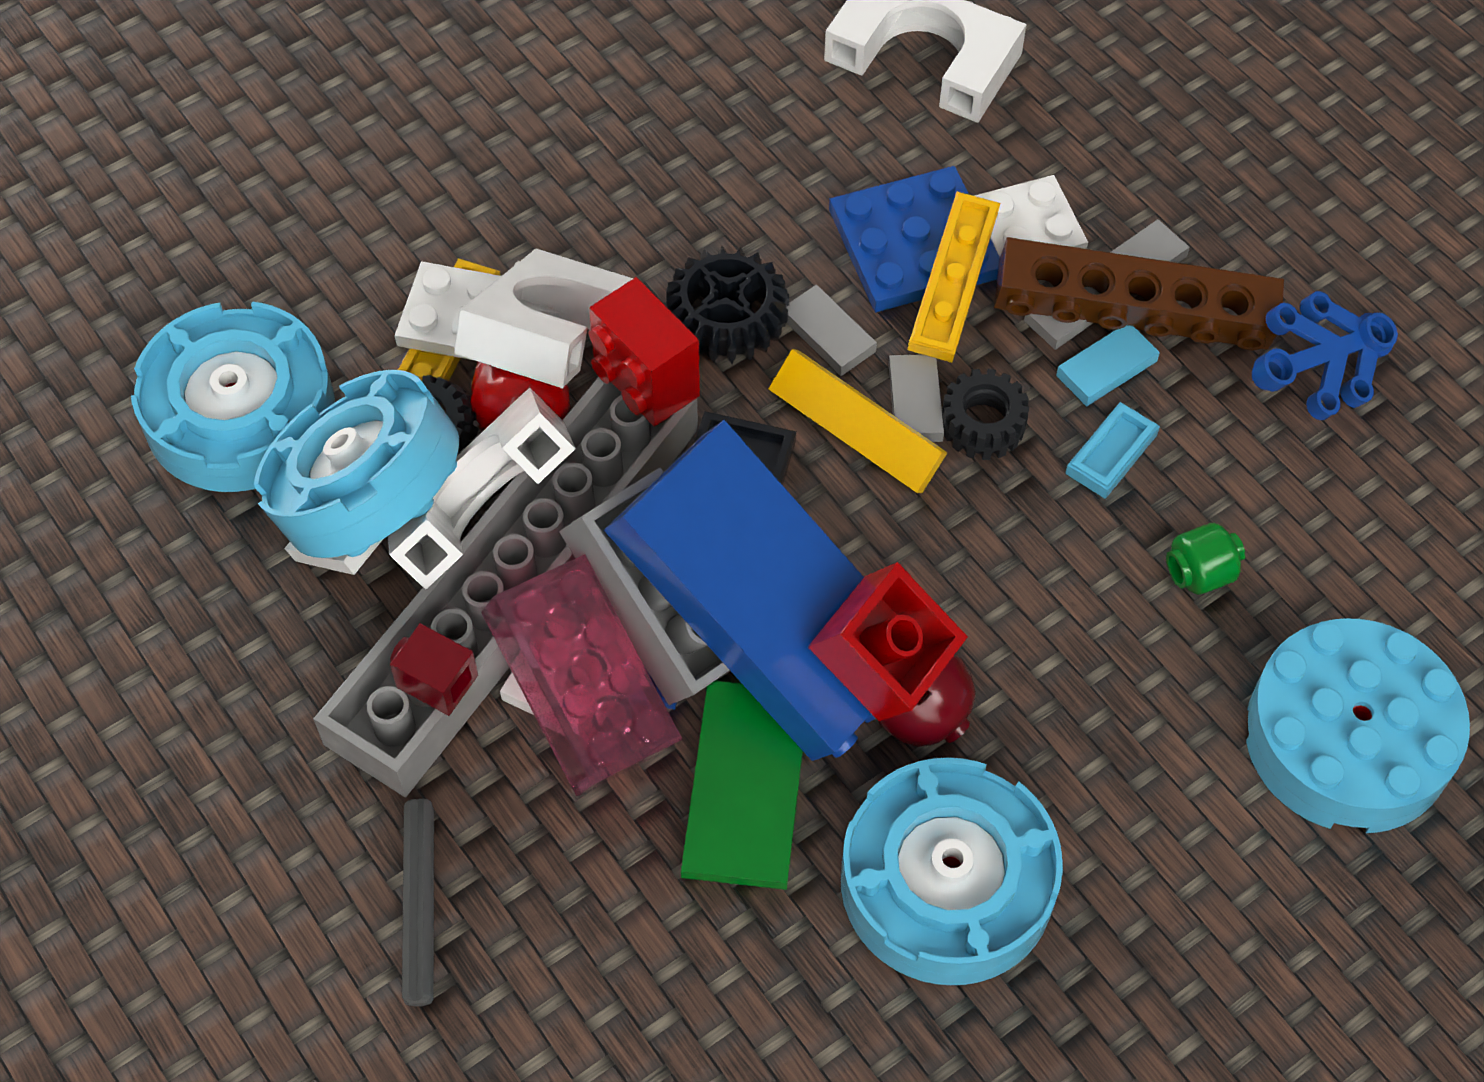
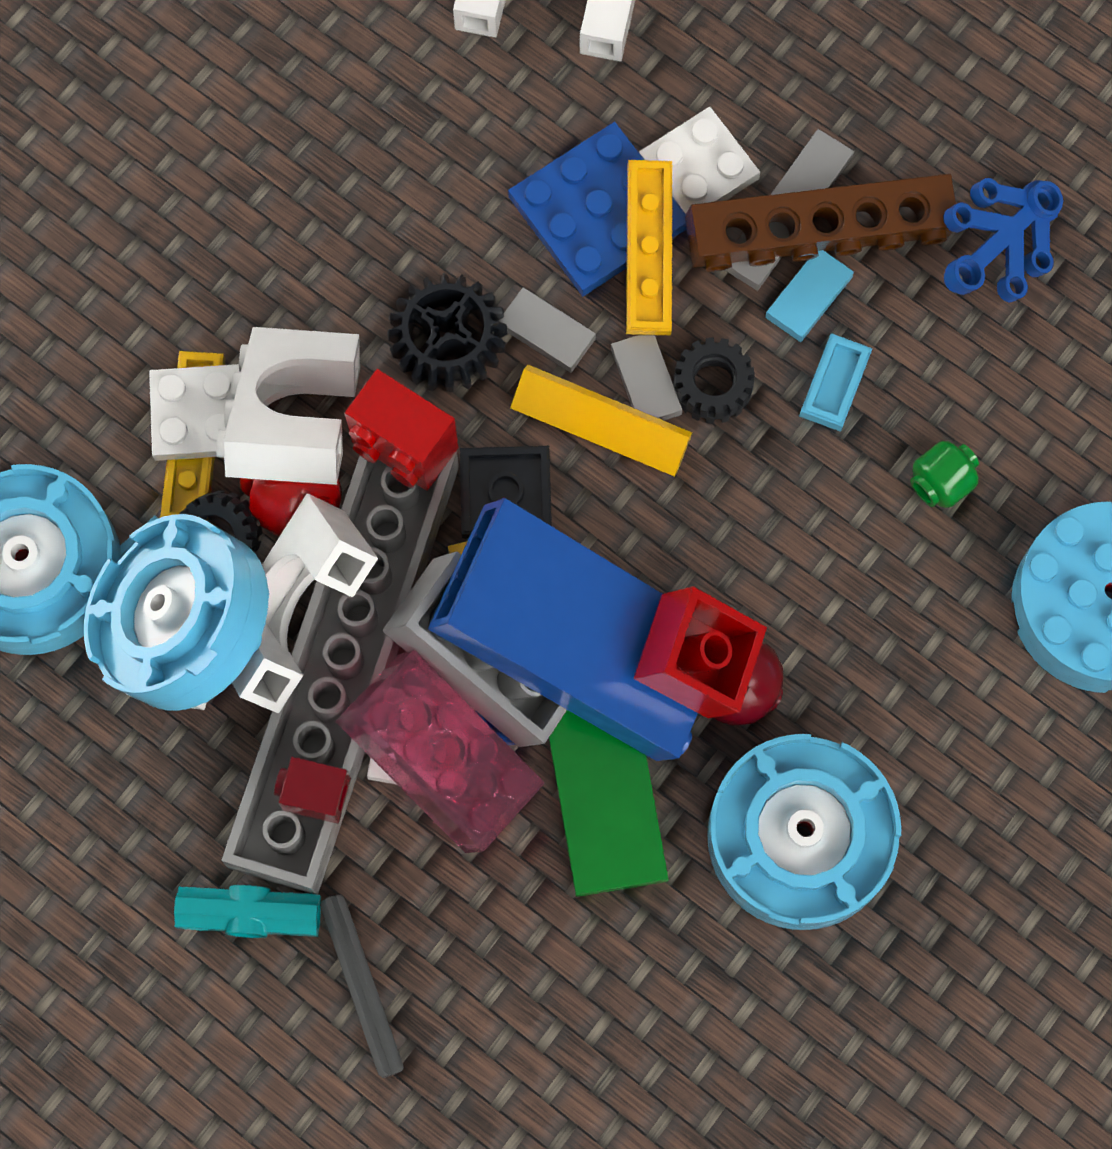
camera: 15 degrees left, 15 degrees up
(326, 789) = (247, 911): none -> teal piece

